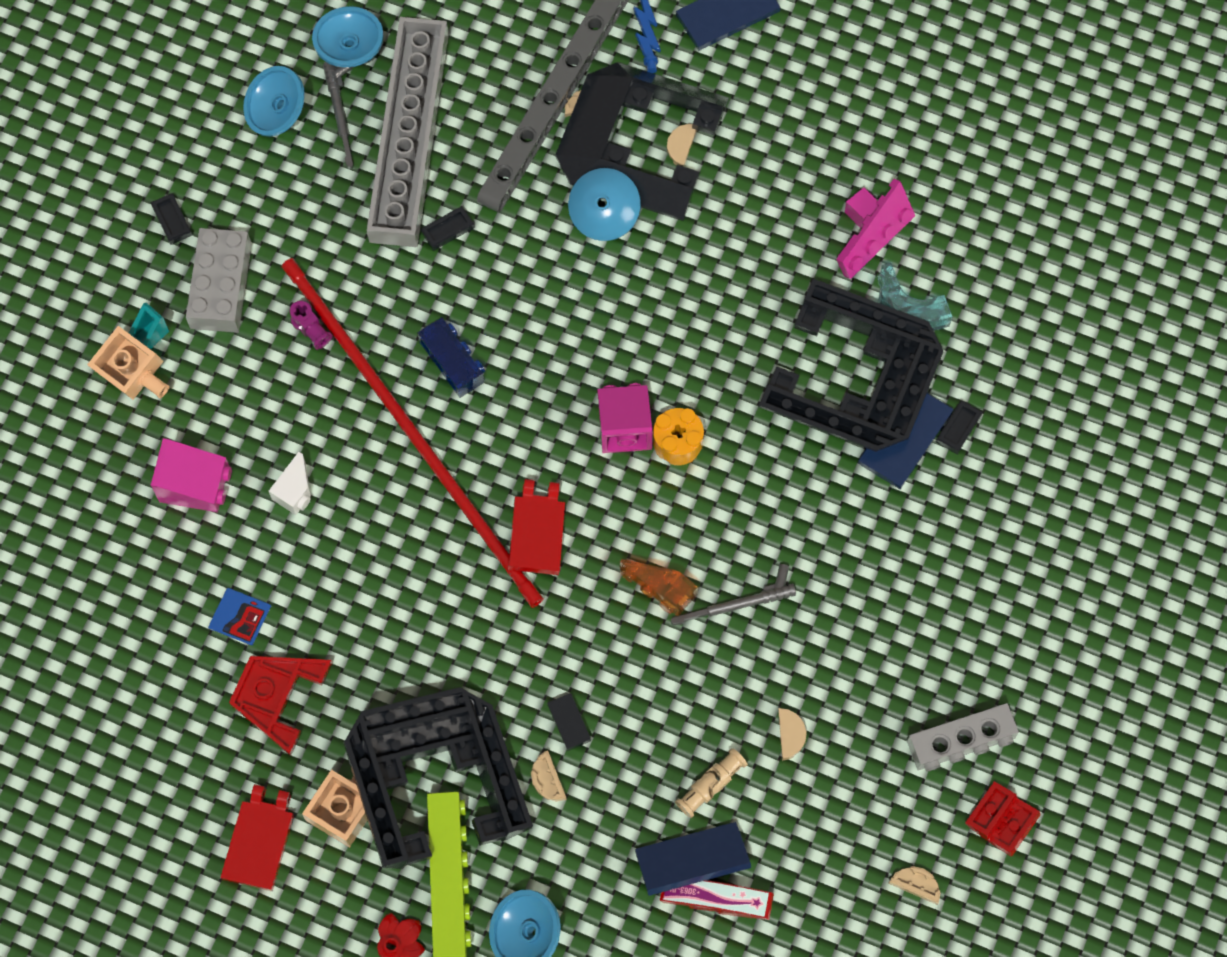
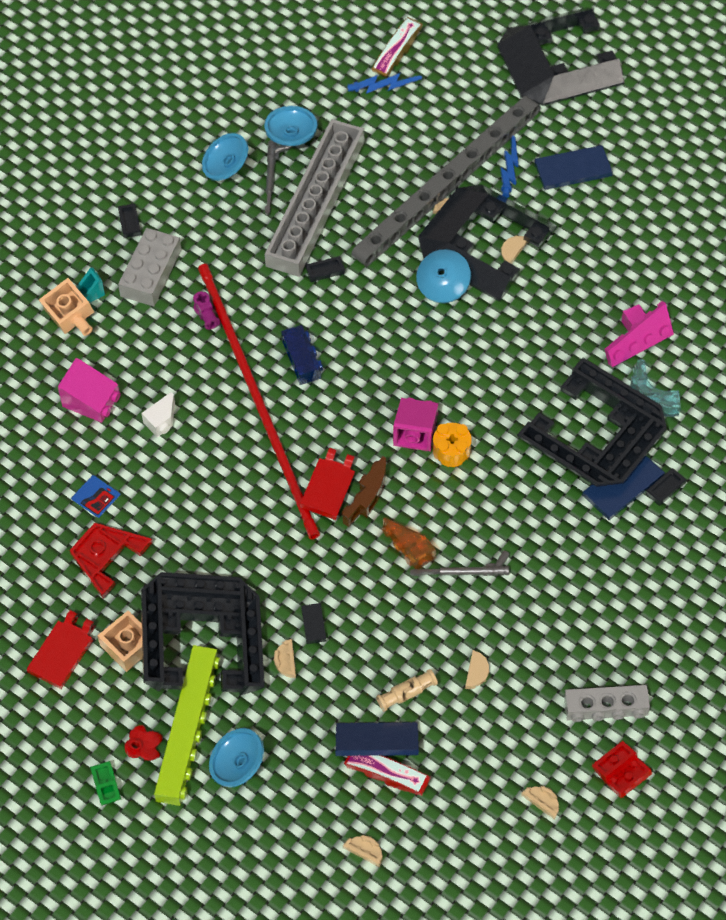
camera: 15 degrees right, 10 degrees down
(592, 520) = (369, 494): none -> reddish brown slope

